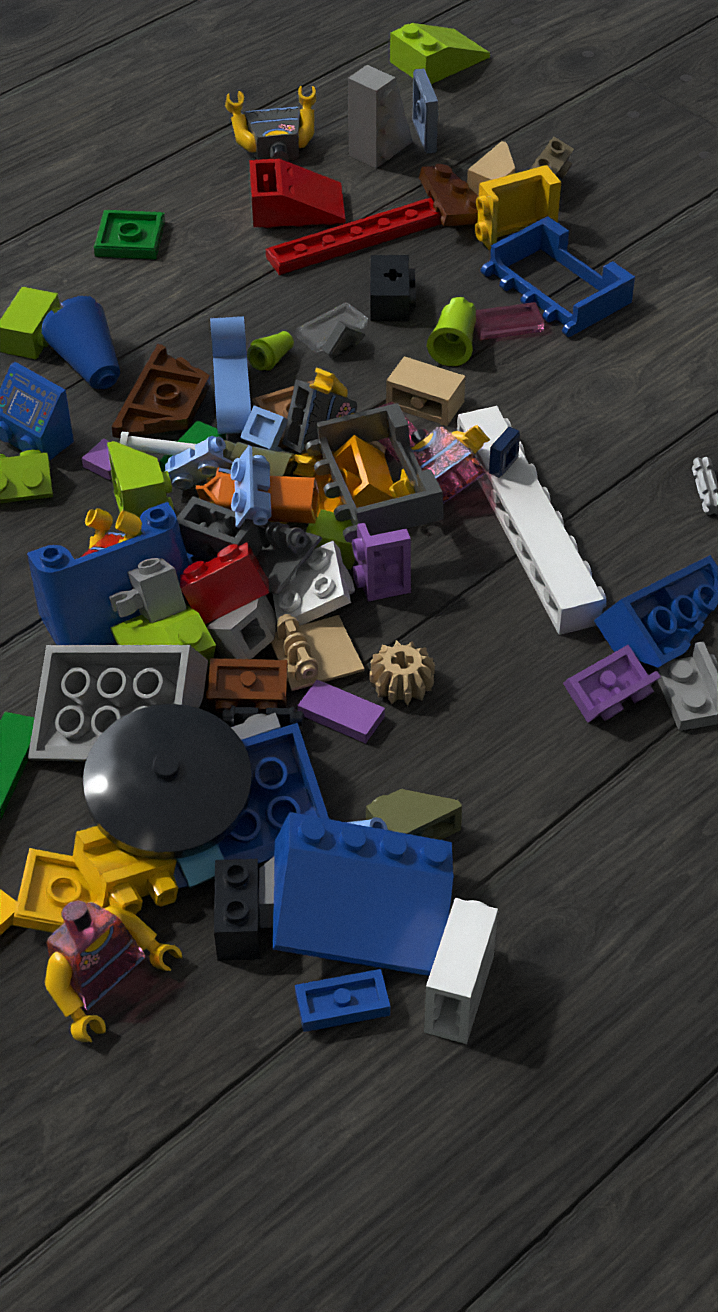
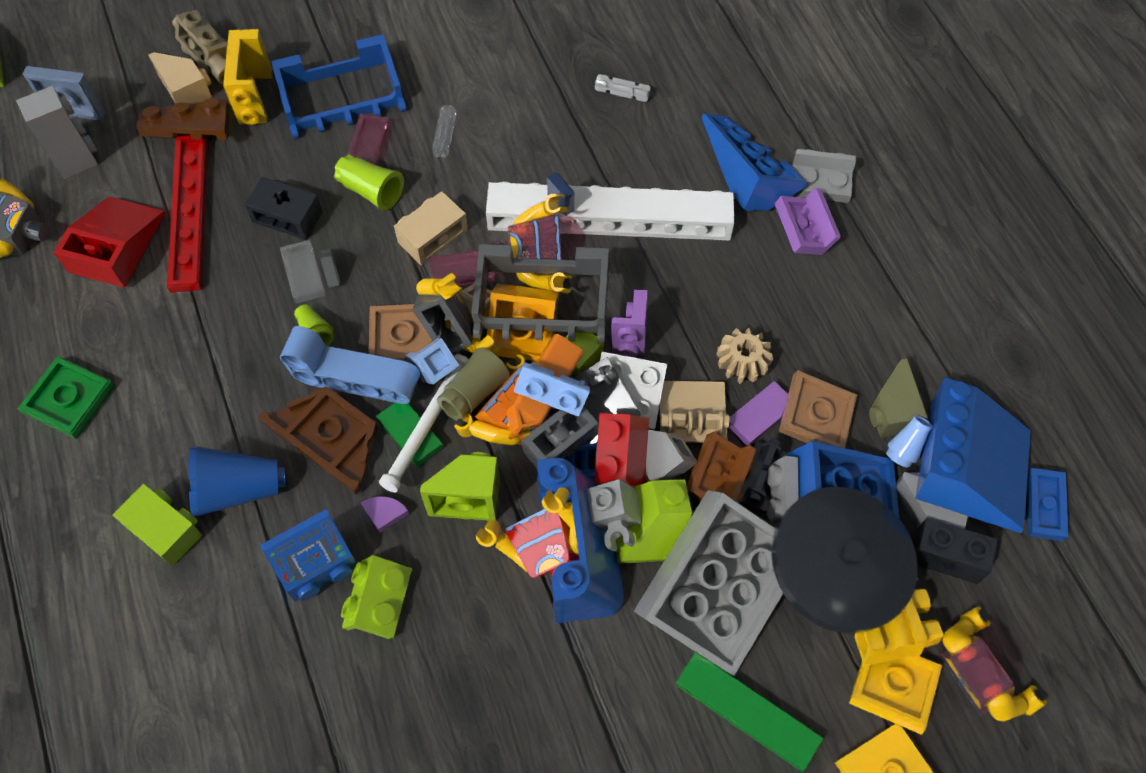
camera: 70 degrees left, 15 degrees up
(198, 464) = (457, 417): light blue hinge -> none
(362, 755) = (817, 411): none -> medium nougat tile
(460, 970) = (1059, 411): white brick -> none
(555, 367) = (444, 131): none -> clear axle

